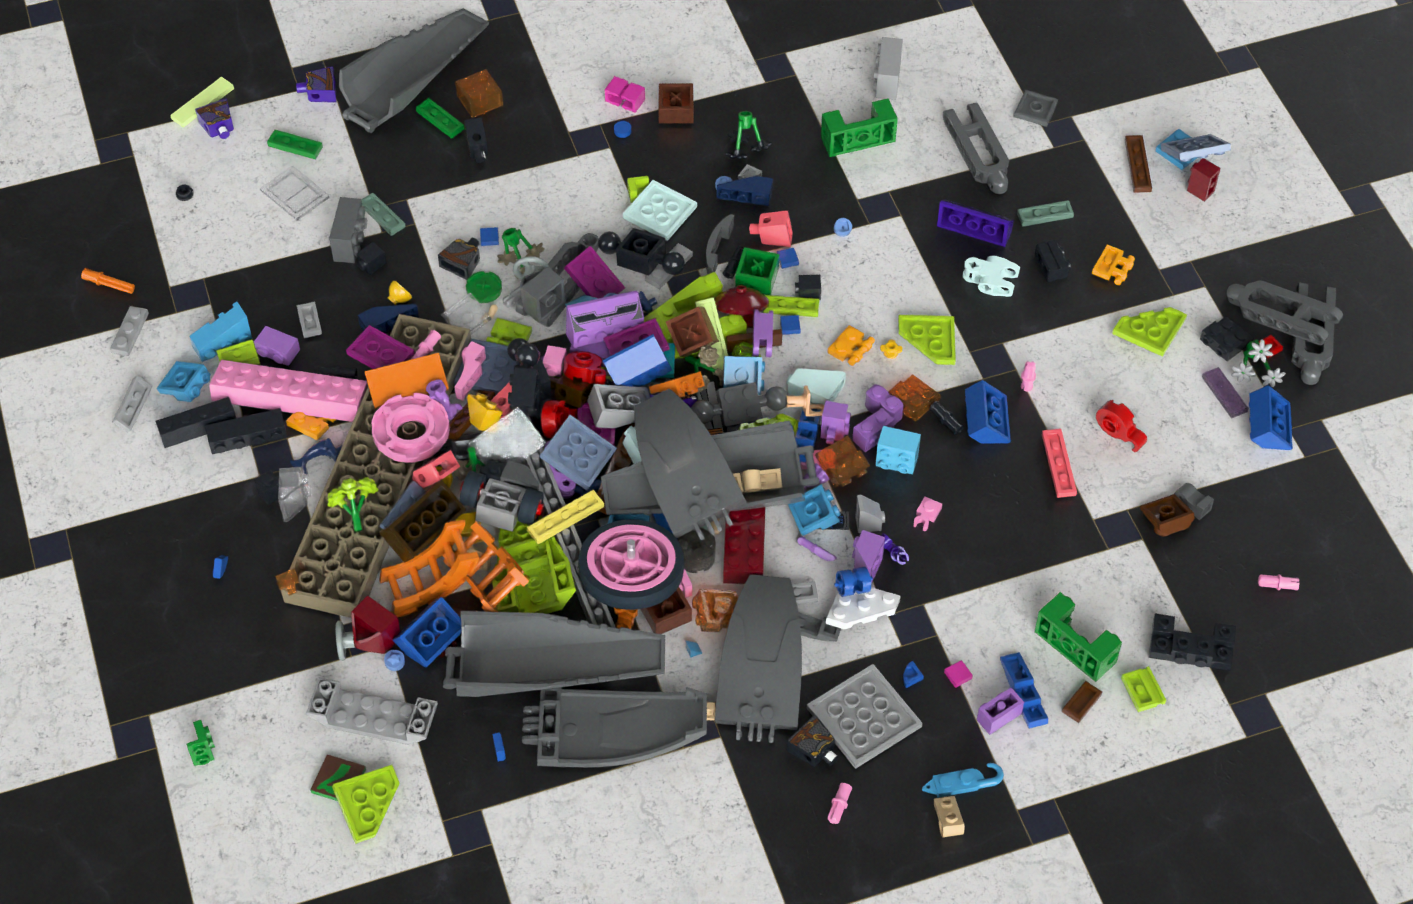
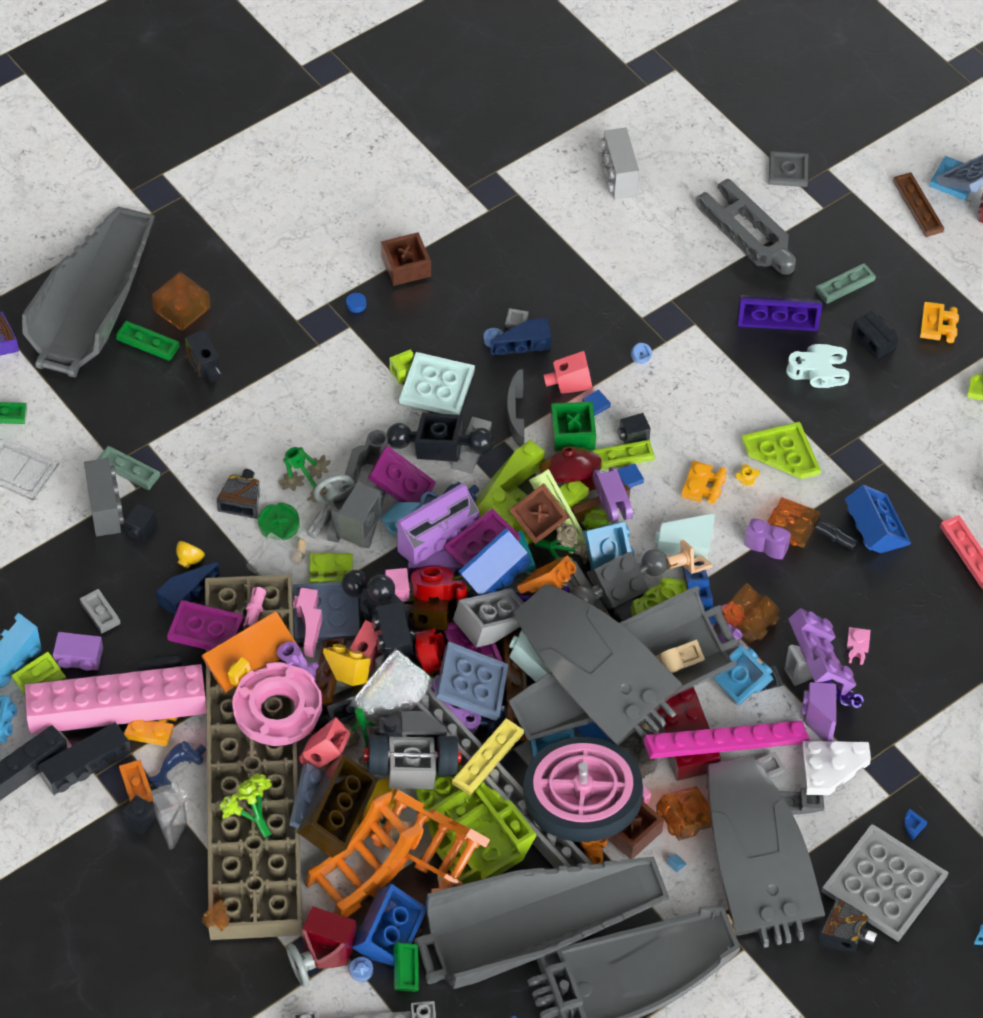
camera: 20 degrees left, 0 degrees up
(219, 566) = (121, 920): blue tile -> none
(278, 457) = (135, 780): none -> orange plate
(387, 391) = (238, 671): none -> yellow plate
(429, 668) = (406, 967): none -> green tile
(489, 236) = (260, 462): blue tile -> none
(619, 90) = (334, 258): dark pink piece -> none
(733, 263) = (542, 422): black axle -> none
(745, 121) = (494, 262): plant -> none
(769, 557) = (725, 739): none -> dark pink plate
(822, 553) = (761, 717): medium lavender piece -> none
(835, 421) = (726, 572): medium lavender brick -> none
(839, 803) = (898, 983): bright pink axle -> none
(847, 138) = (600, 254): green plate -> none
(853, 581) = (820, 741): blue wheel -> none
(868, 431) = (768, 569): medium lavender brick -> none
(885, 506) = (815, 642): none -> medium lavender piece
(898, 450) = (804, 584): medium azure brick -> none
(958, 673) = (961, 808): dark pink tile -> none
(1028, 376) = (904, 467): bright pink axle -> none

